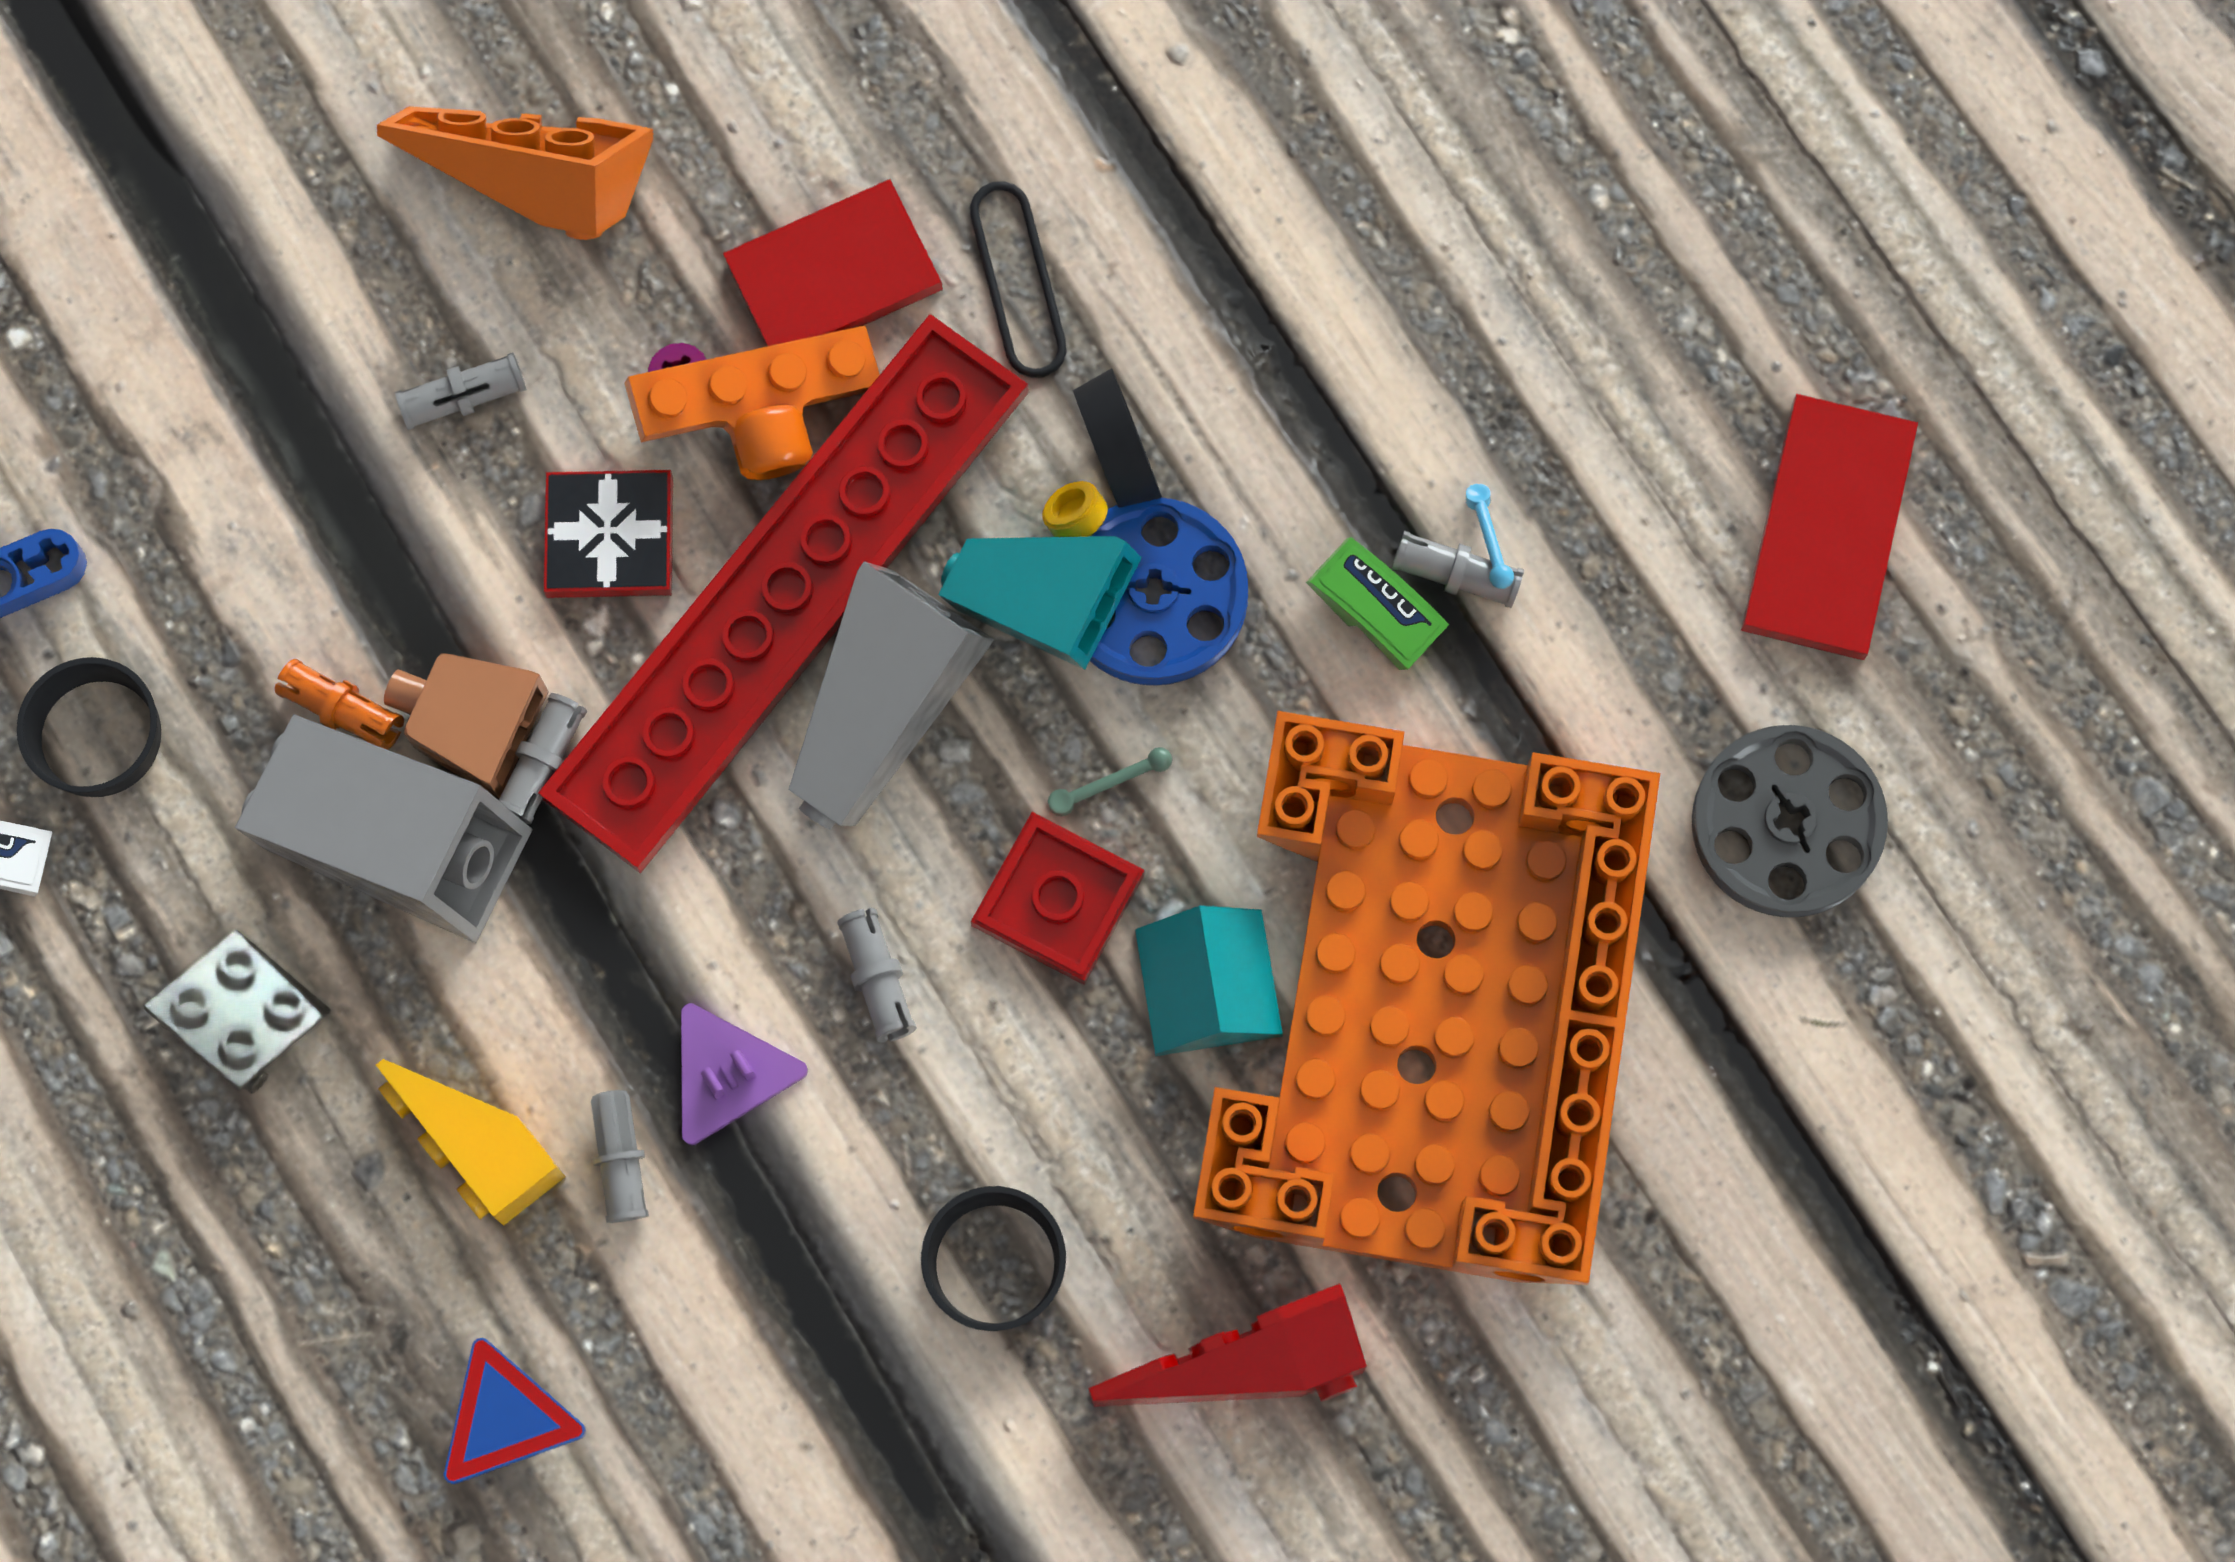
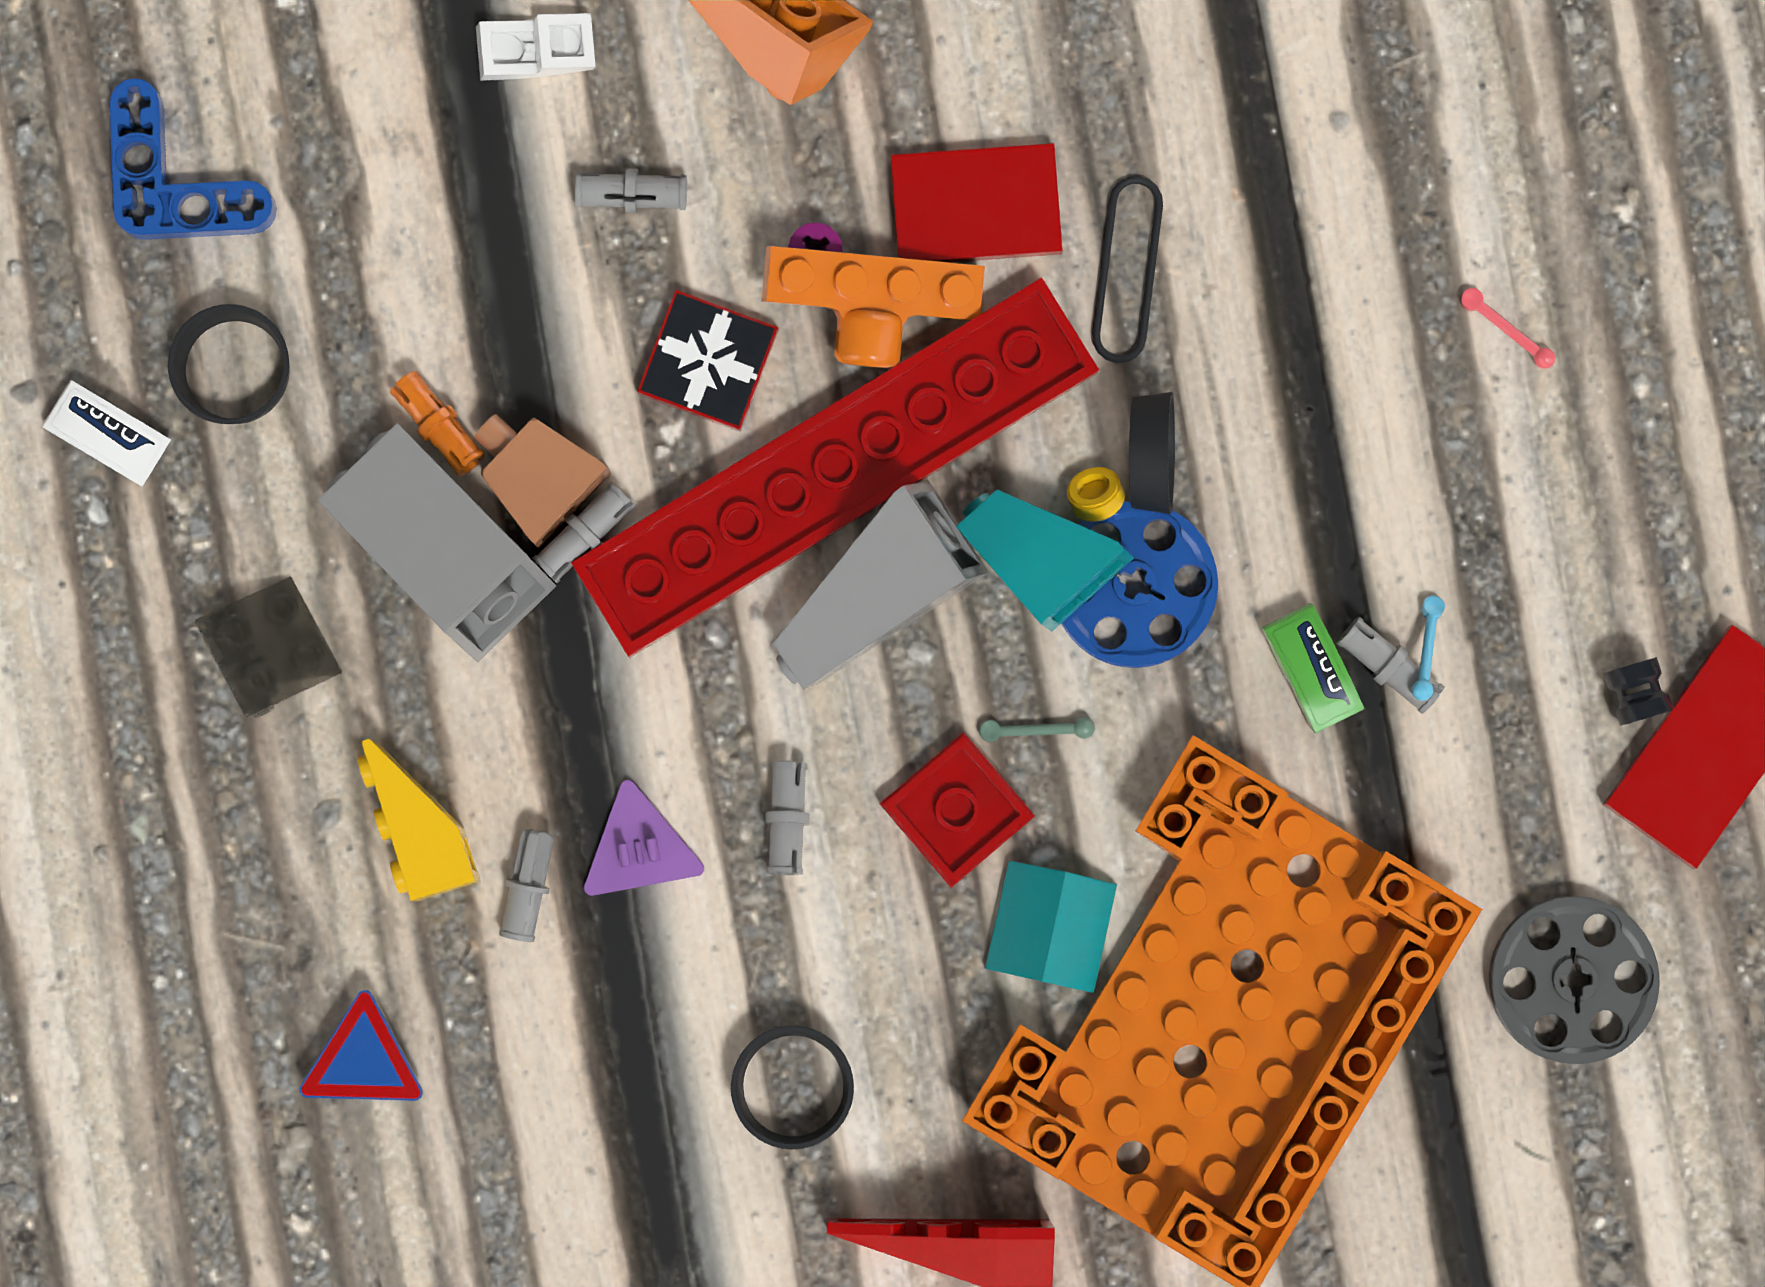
camera: 20 degrees right, 10 degrees up
(307, 287) = (535, 47): none -> white slope
(1389, 177) = (1473, 300): none -> coral hinge
(1728, 496) = (1642, 703): none -> black wheel

